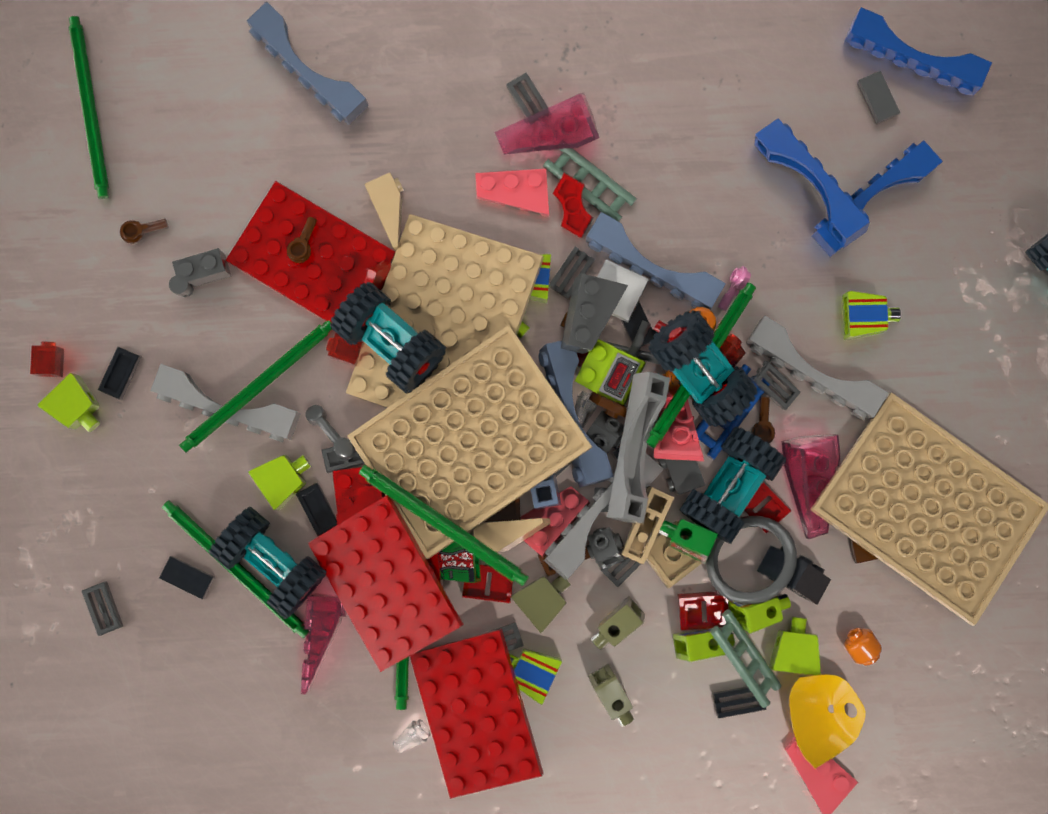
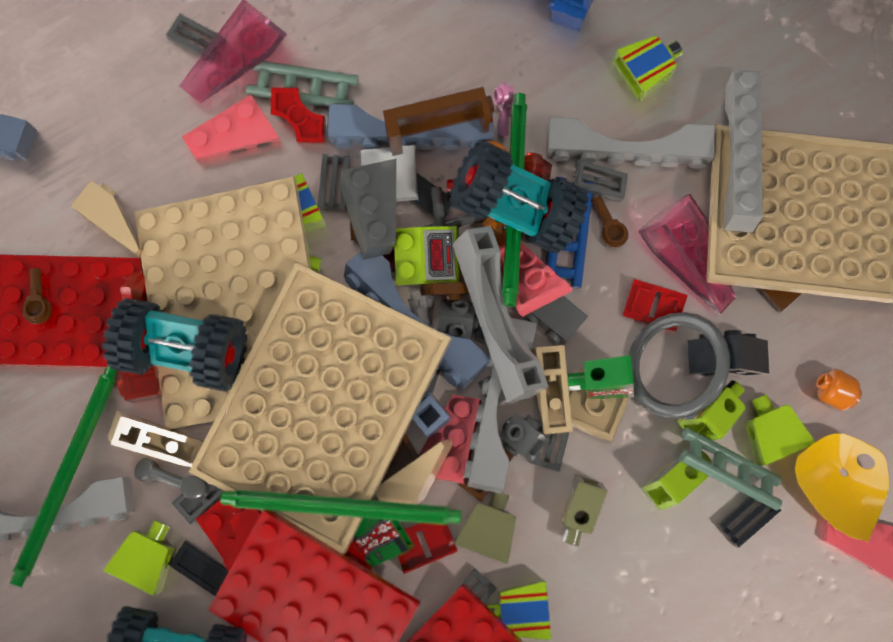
camera: 30 degrees left, 5 degrees down
(333, 395) = (153, 439): none -> tan slope
(612, 695) = (617, 586): olive torso -> none
(677, 268) = (437, 114): none -> reddish brown panel
(691, 610) = (646, 450): red piece -> none
(734, 484) = (617, 304): black plate -> none
(884, 450) = (744, 192): none -> light grey arch

